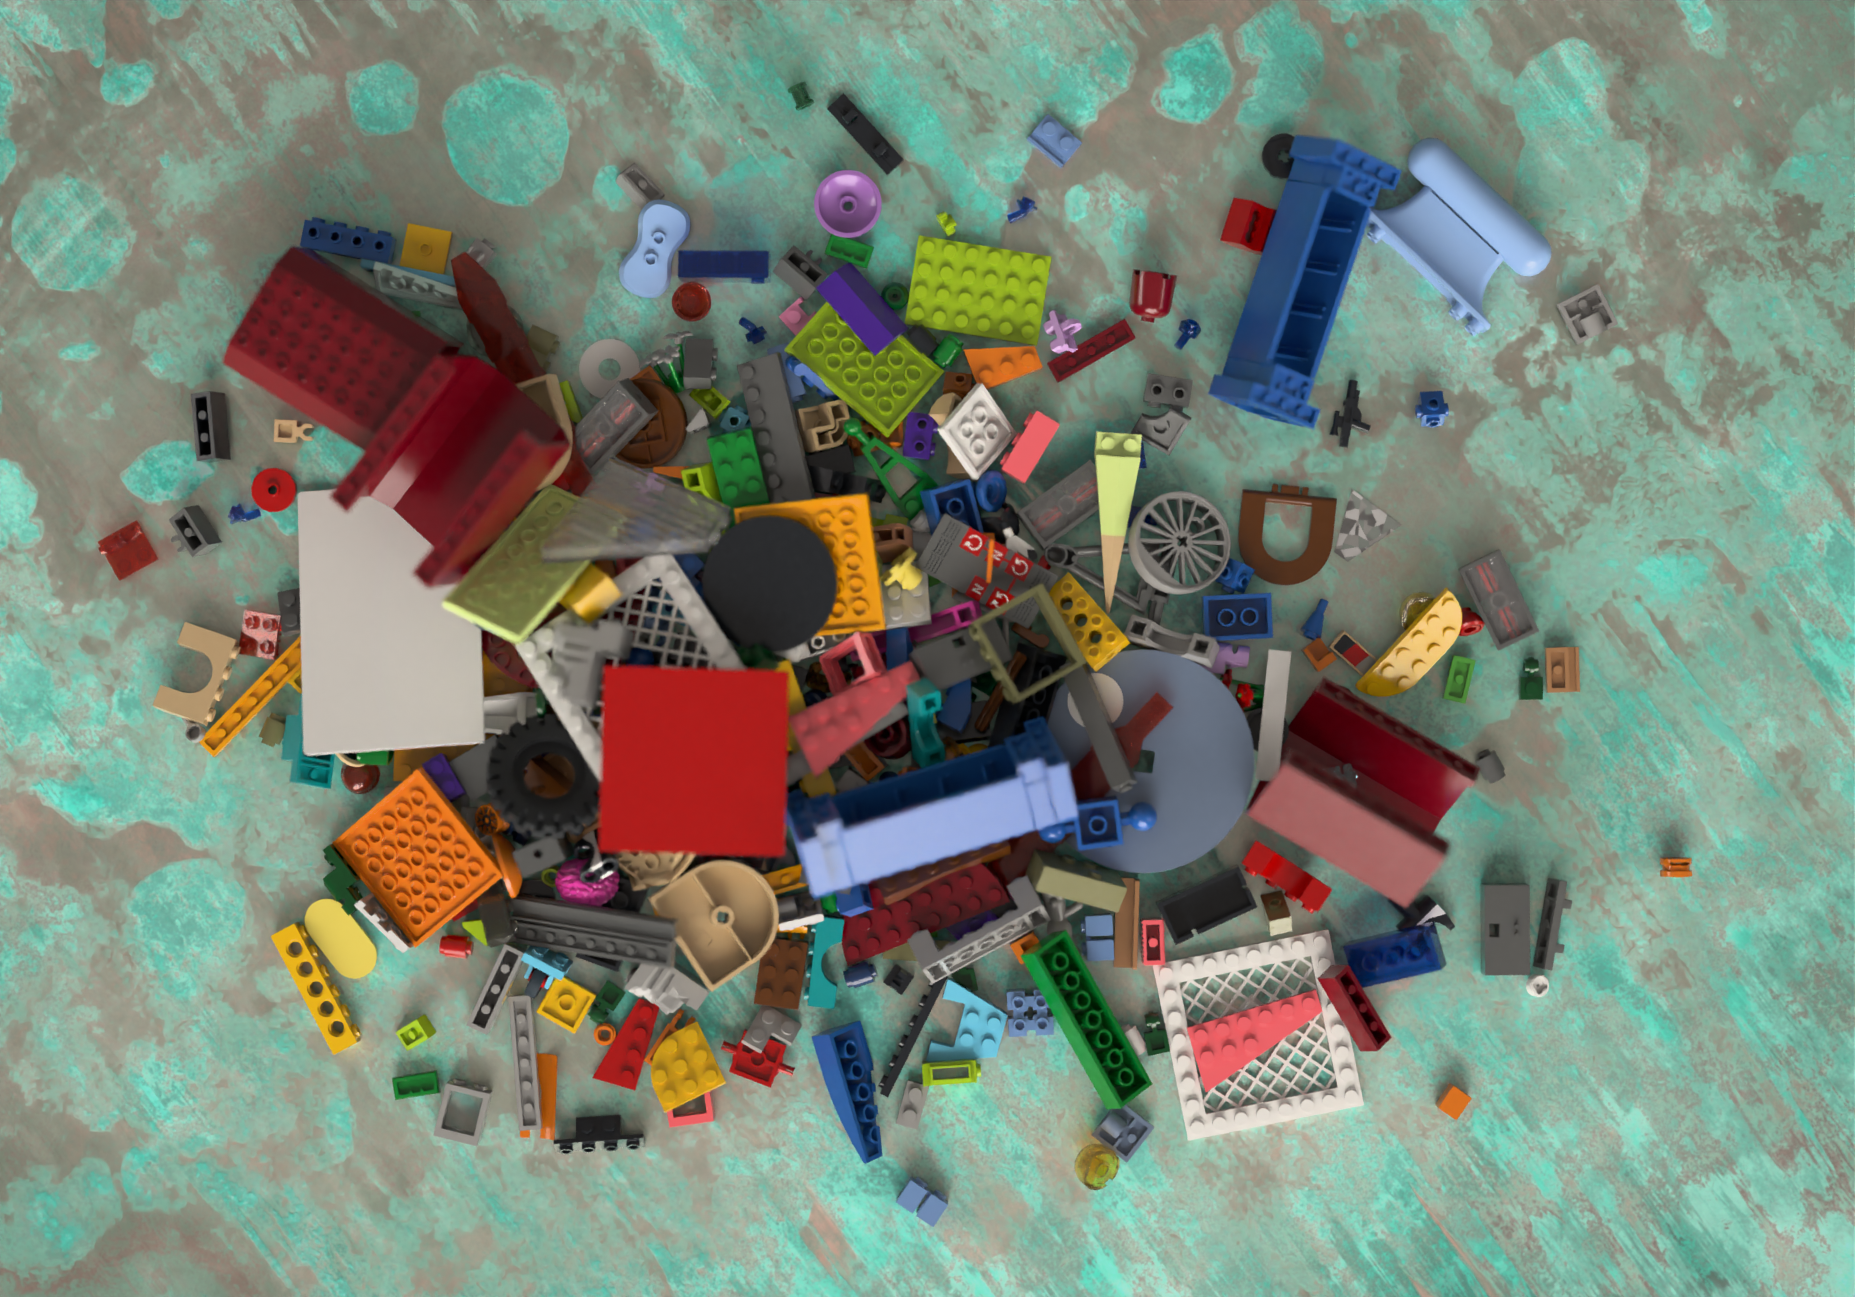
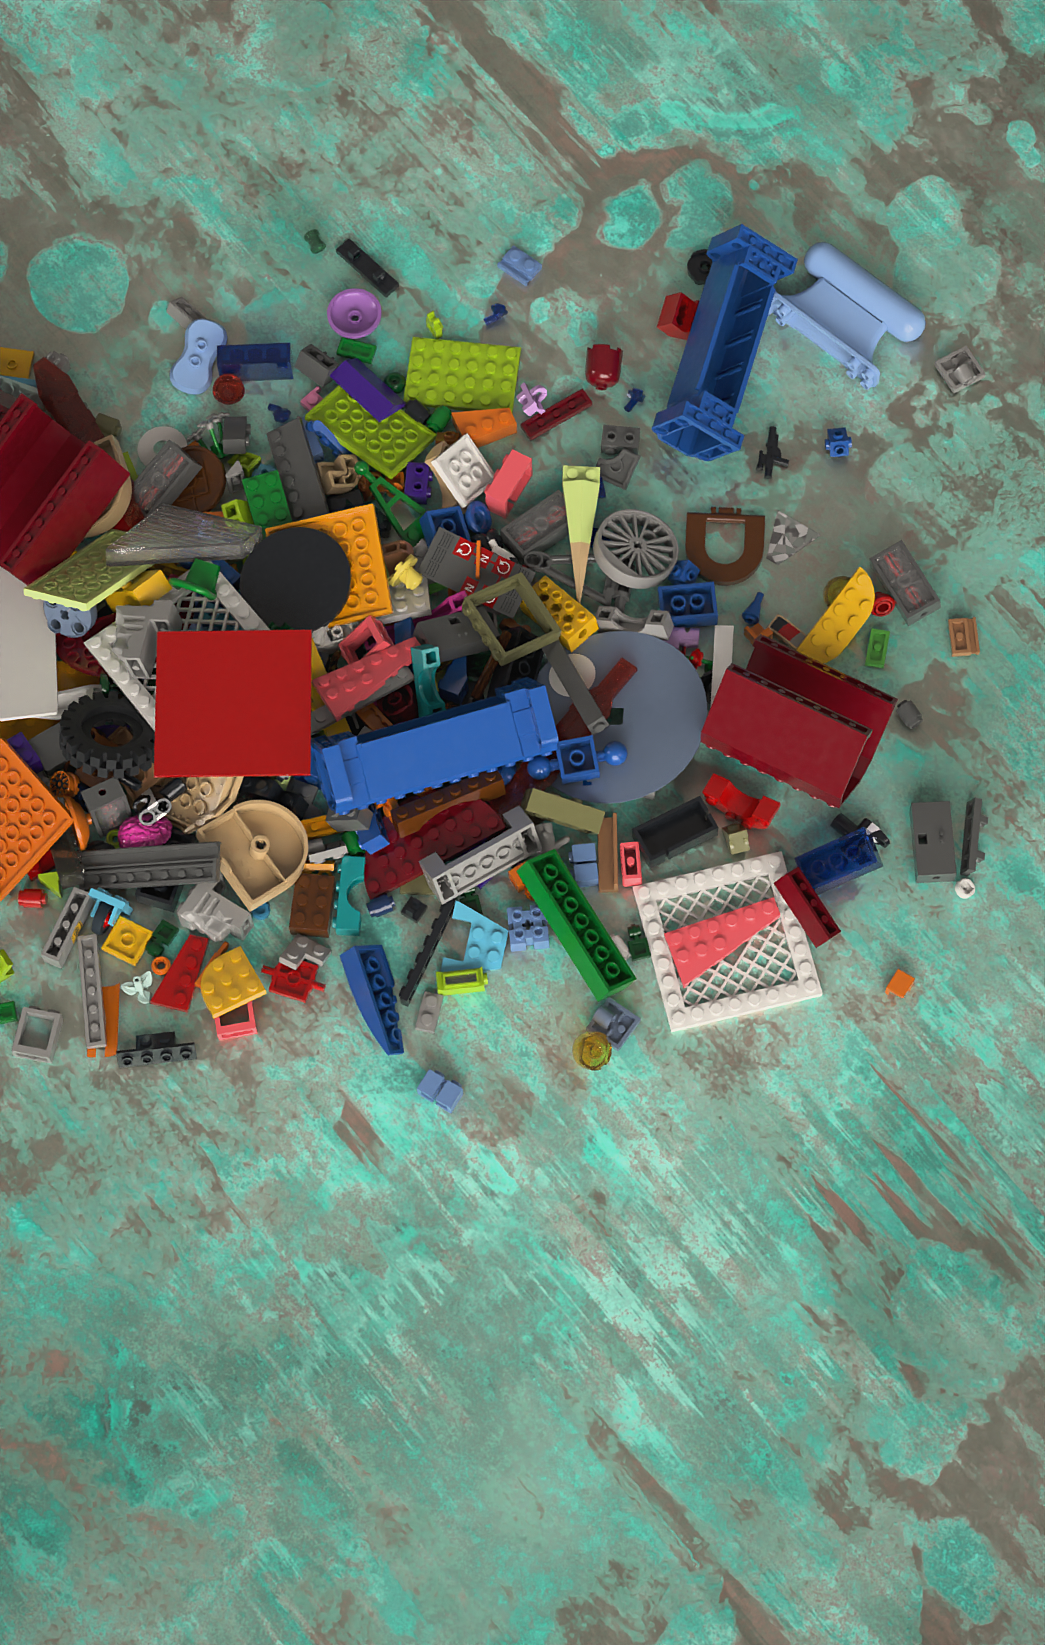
camera: 10 degrees right, 20 degrees down
(584, 1067) = (138, 985): none -> light aqua plant
(656, 578) = (200, 579): none -> green piece
(1530, 687) = (938, 652): dark green plate -> none

